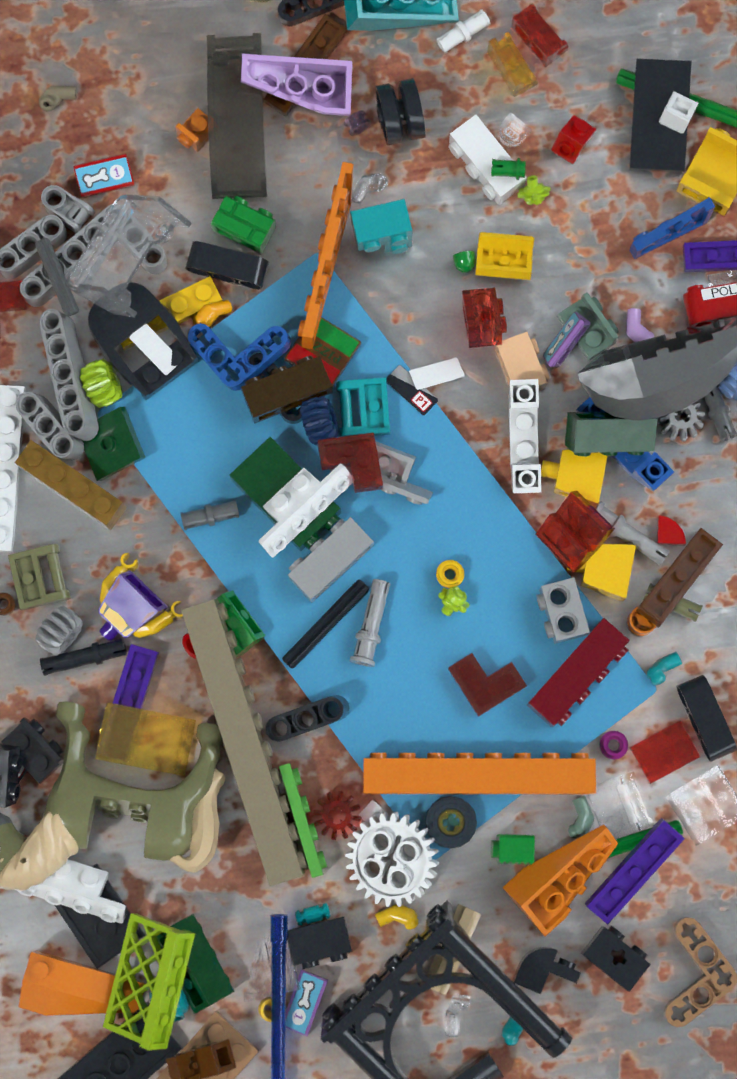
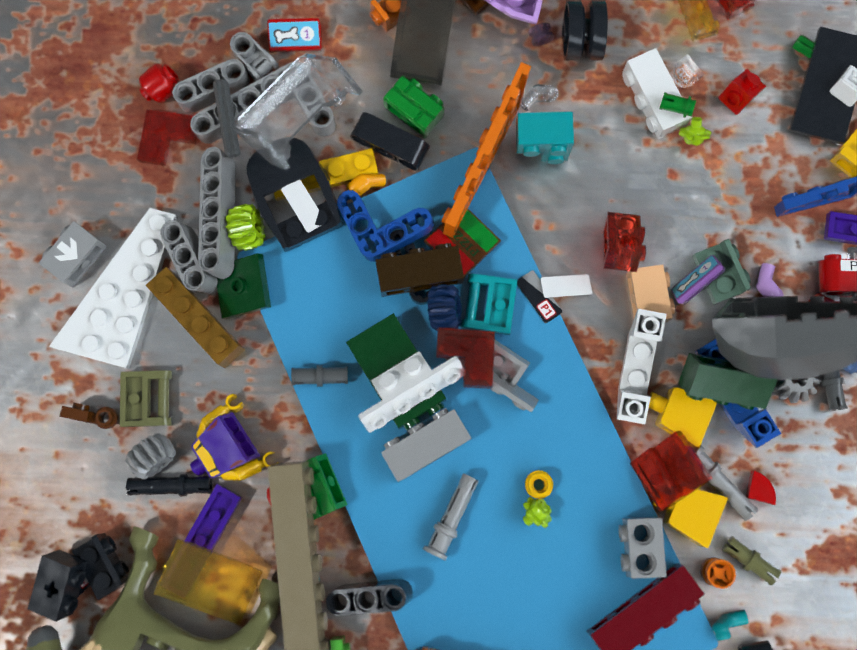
camera: 15 degrees right, 0 degrees up
(325, 624) = (407, 506): black axle -> none
(464, 261) = (615, 184): green hinge -> none
(483, 691) = (549, 610): clear red plate -> none
(504, 256) = (655, 187): yellow bracket -> none
(679, 577) = (763, 539): reddish brown tile -> none

